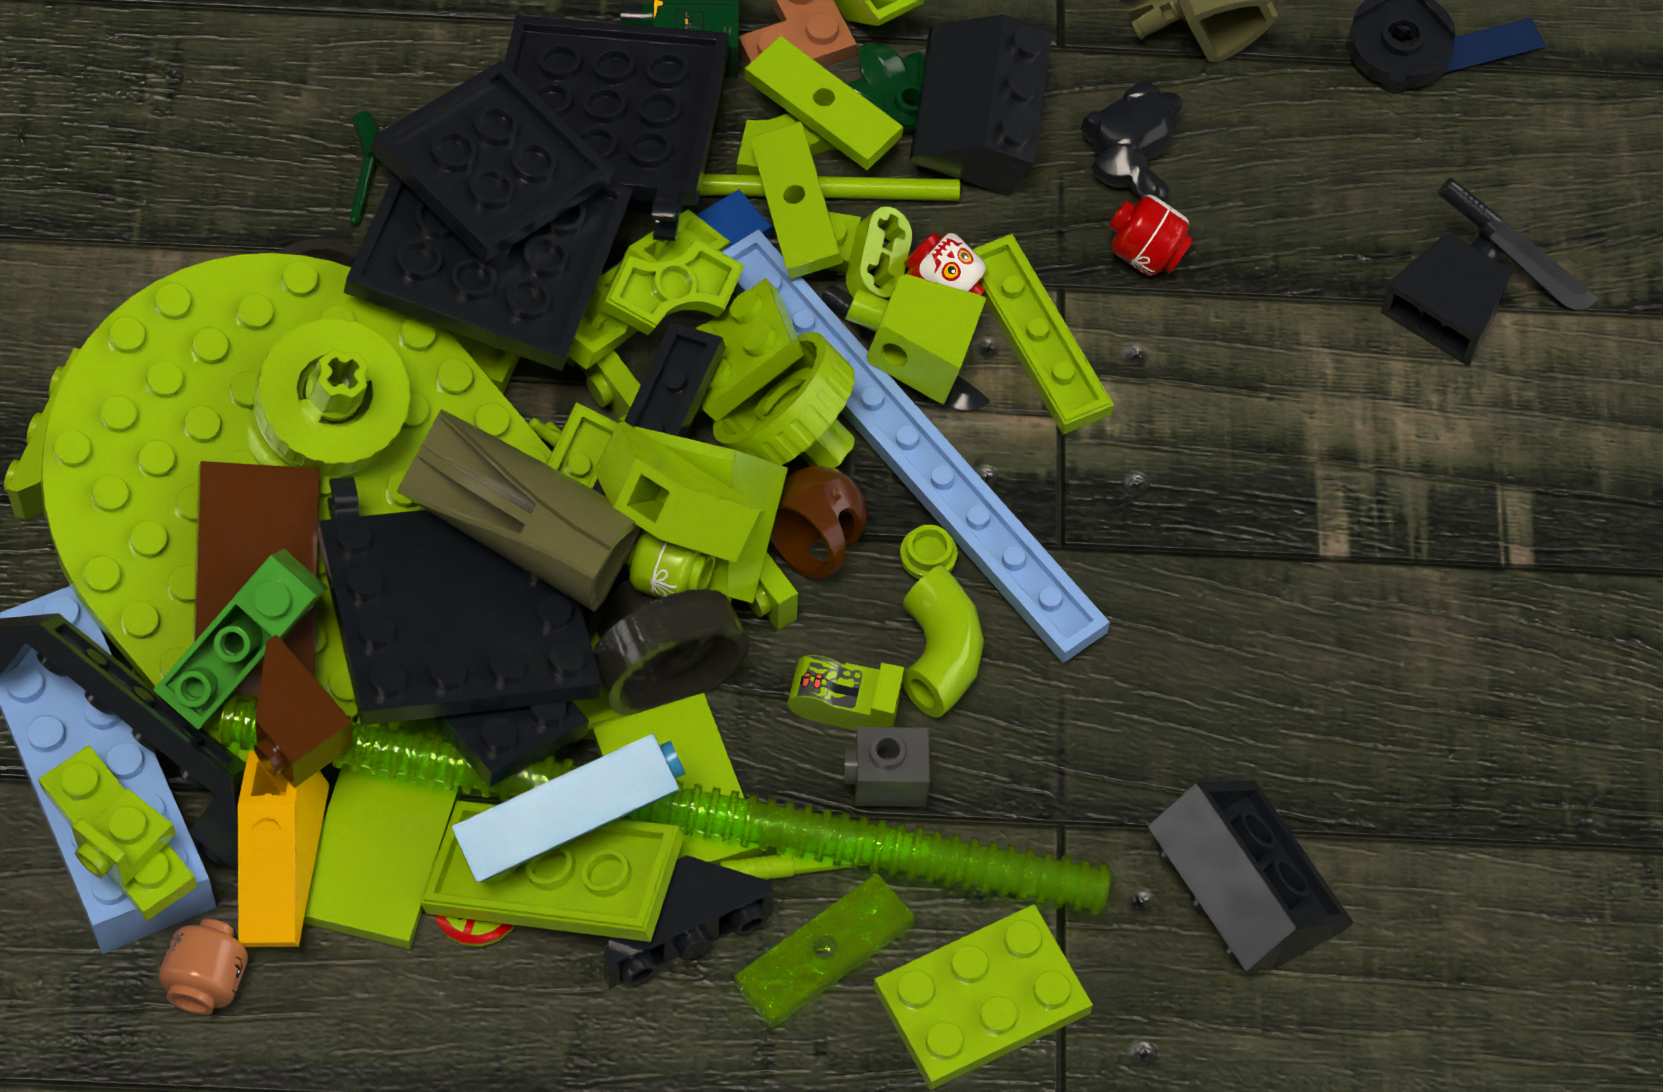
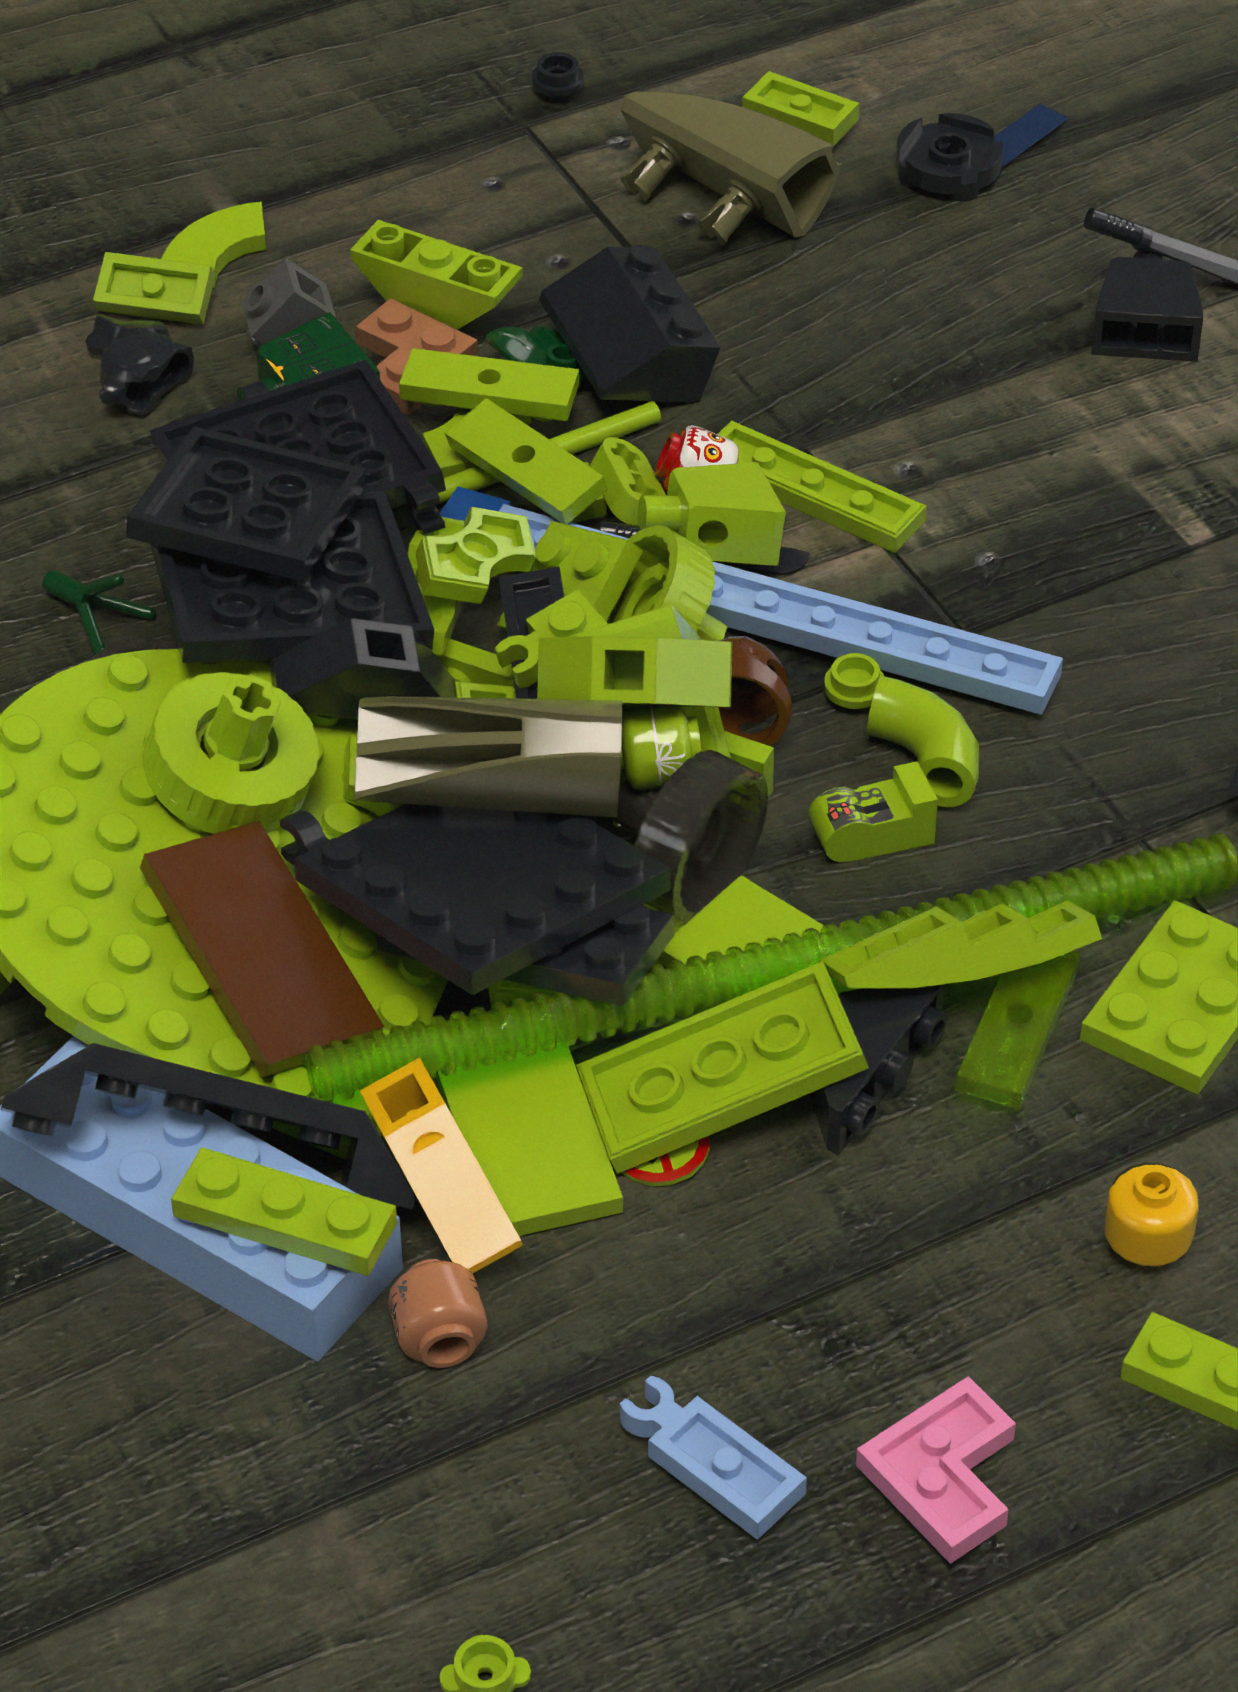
camera: 25 degrees left, 15 degrees down
(122, 838) = (306, 1195): lime bracket -> none
(237, 638) = (291, 984): bright green slope -> none
(296, 718) = (398, 1018): reddish brown slope -> none
(493, 375) = (358, 662): none -> black slope
(569, 807) = (711, 987): brick -> none
(679, 408) = (561, 619): none -> lime plate
(782, 865) = (944, 950): none -> lime slope
(889, 766) = (964, 847): dark grey brick -> none
(1131, 135) = (779, 308): black animal -> none
(1150, 235) = (857, 368): red head -> none

